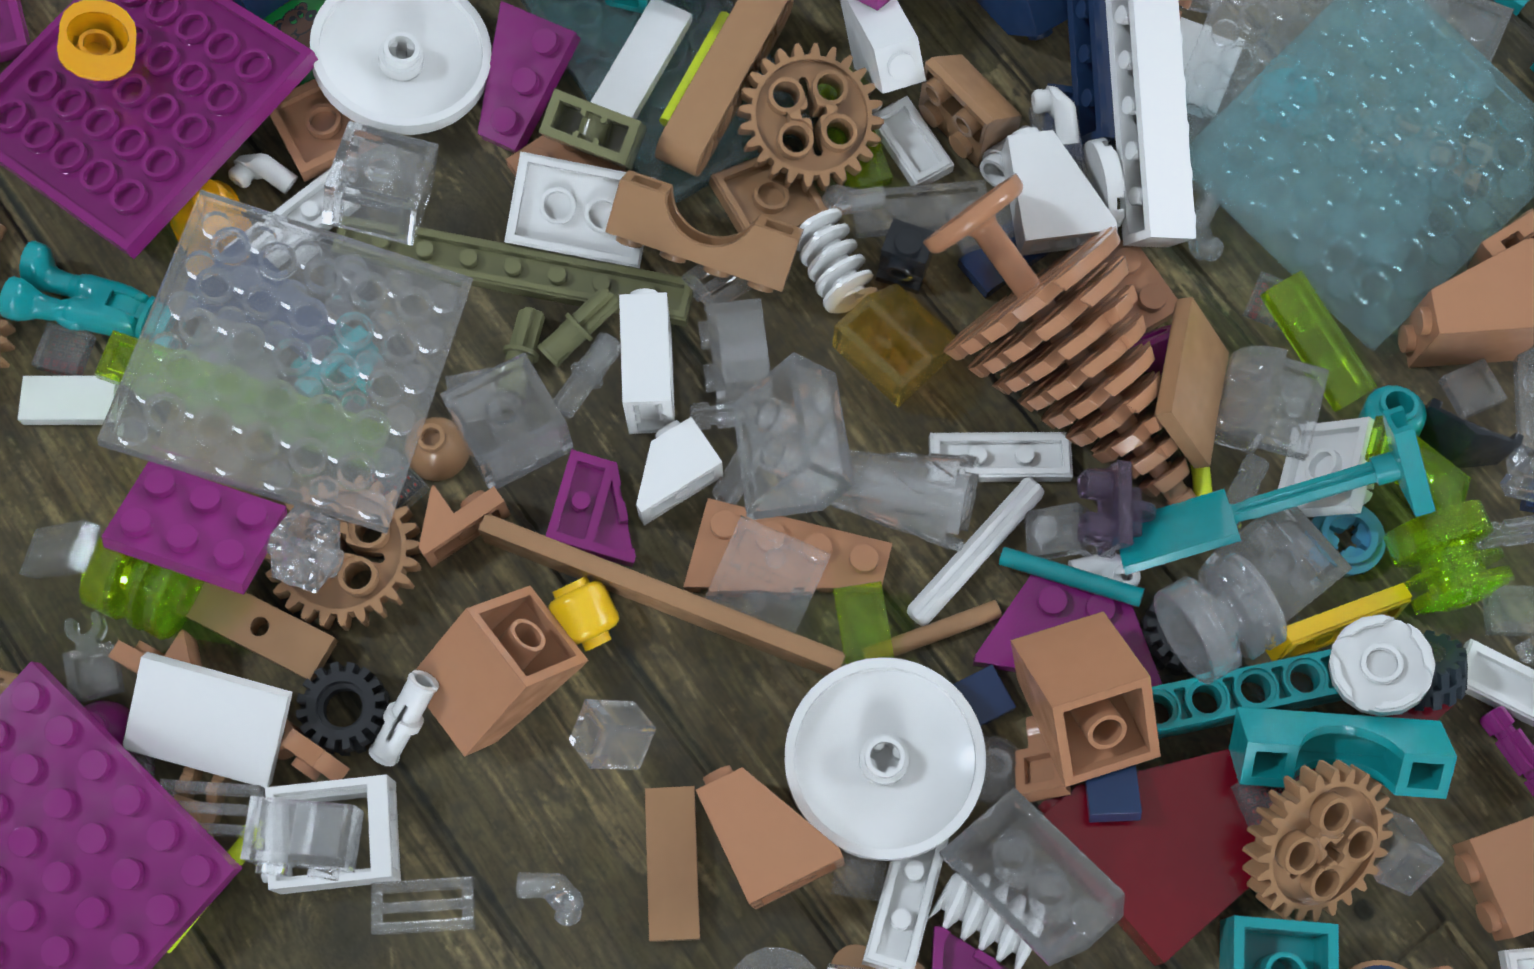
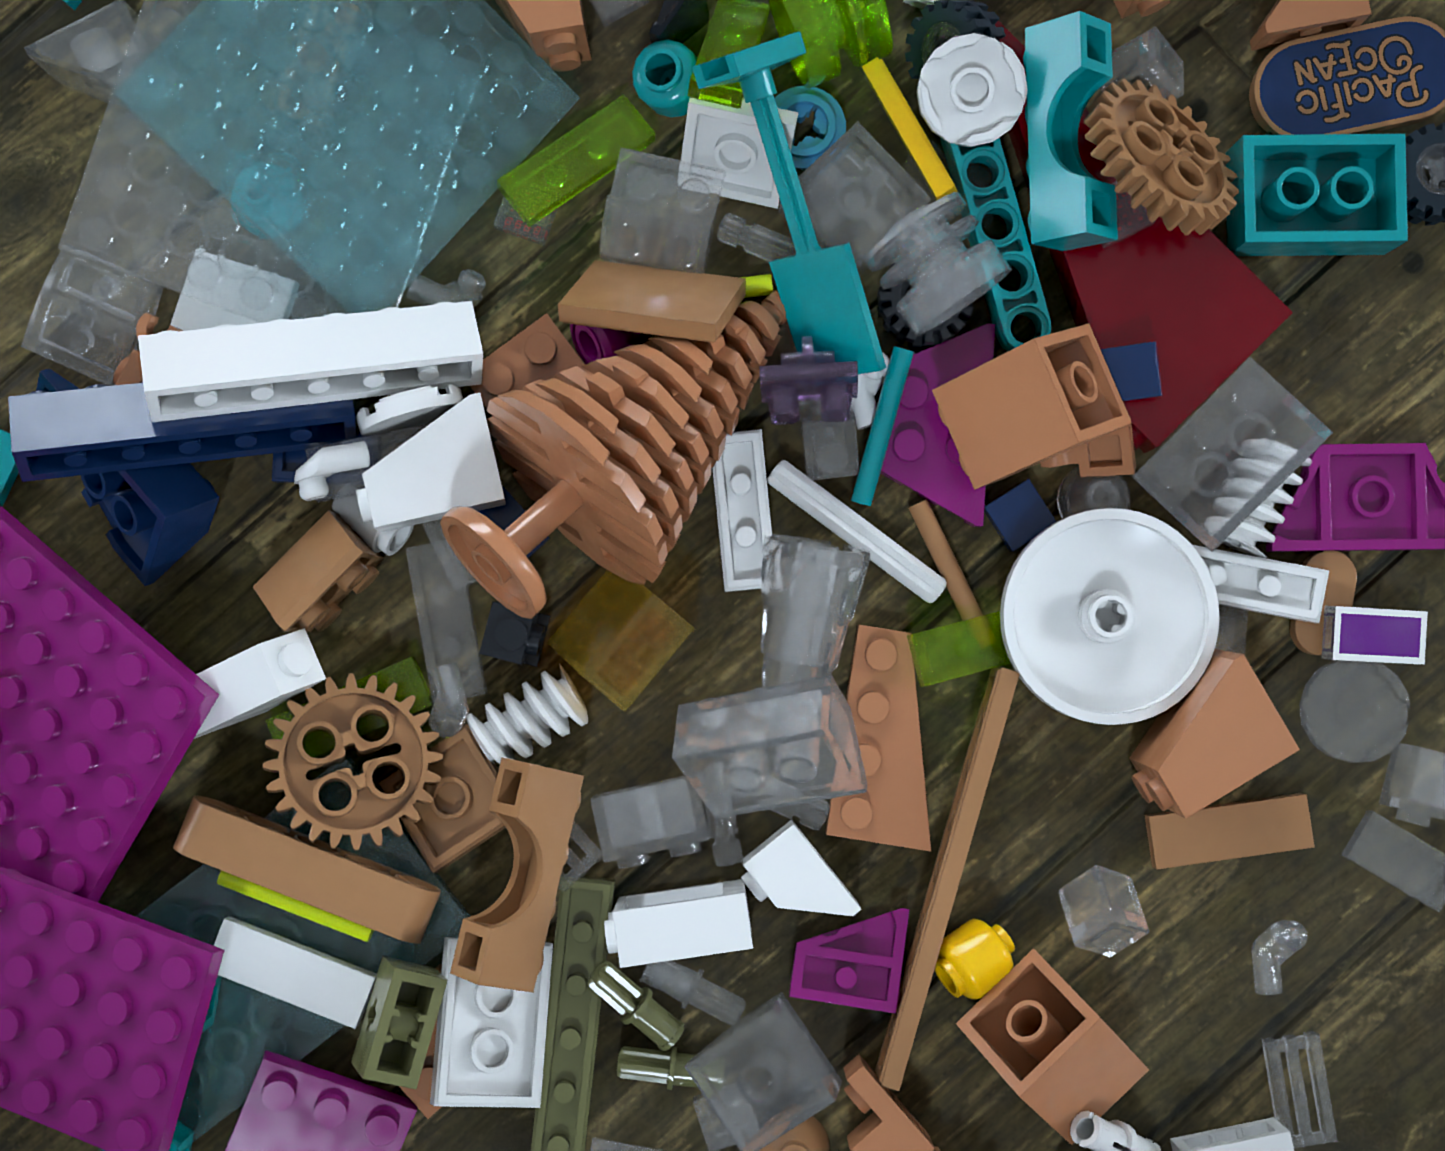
camera: 90 degrees left, 15 degrees up
(767, 574) = (918, 760): clear slope -> none
(912, 144) = (364, 636): white tile -> none

